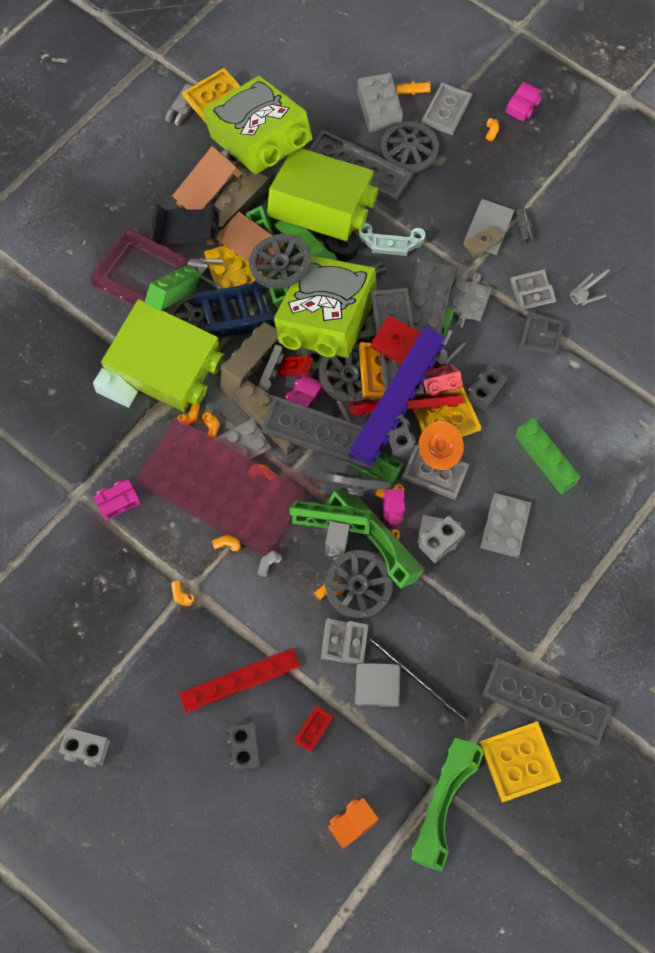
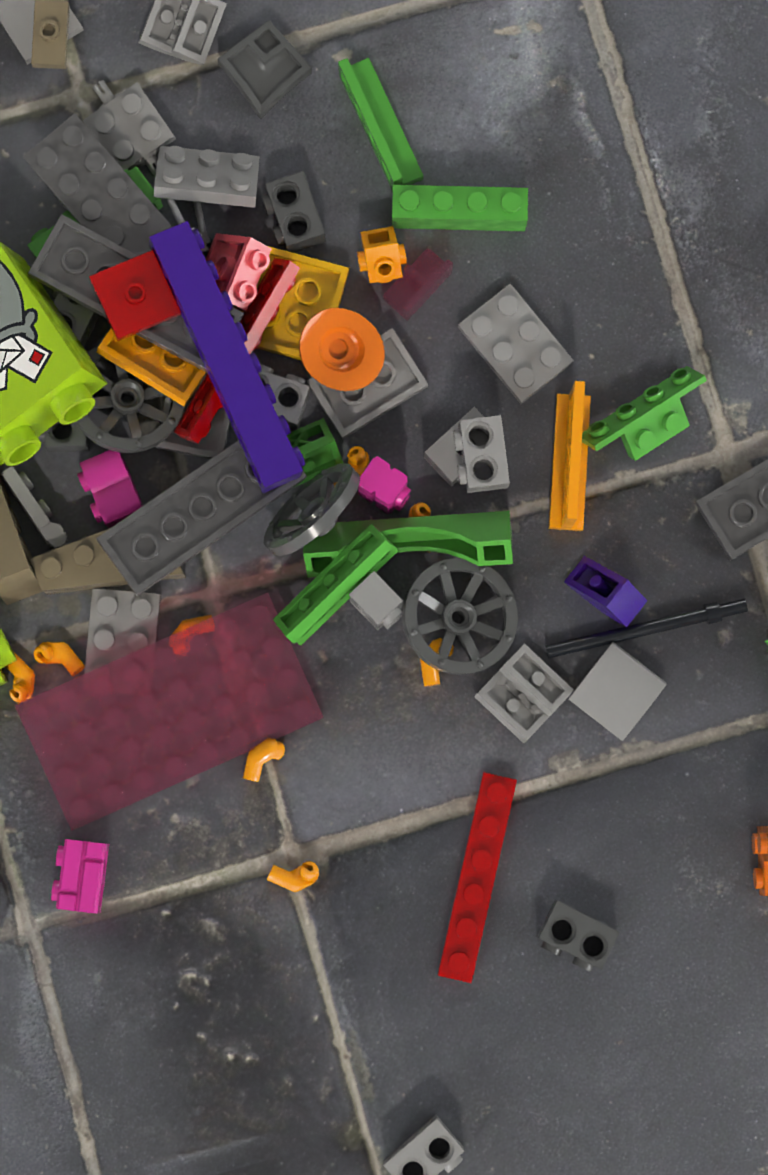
camera: 55 degrees left, 15 degrees up
(267, 560) = (330, 716): light grey arm -> none
(295, 366) = (57, 468): red plate -> none
(313, 729) = (617, 823): red plate -> none
(421, 645) = (606, 591): none -> dark purple slope
(472, 585) = (569, 460): none -> light orange fence
(473, 341) = (206, 176): none -> light grey plate
(498, 437) = (381, 255): none -> light orange brick
(498, 463) = (418, 283): none -> clear pink panel
(517, 608) = (648, 418): none -> bright green bracket
(557, 397) = (379, 122): none -> bright green fence

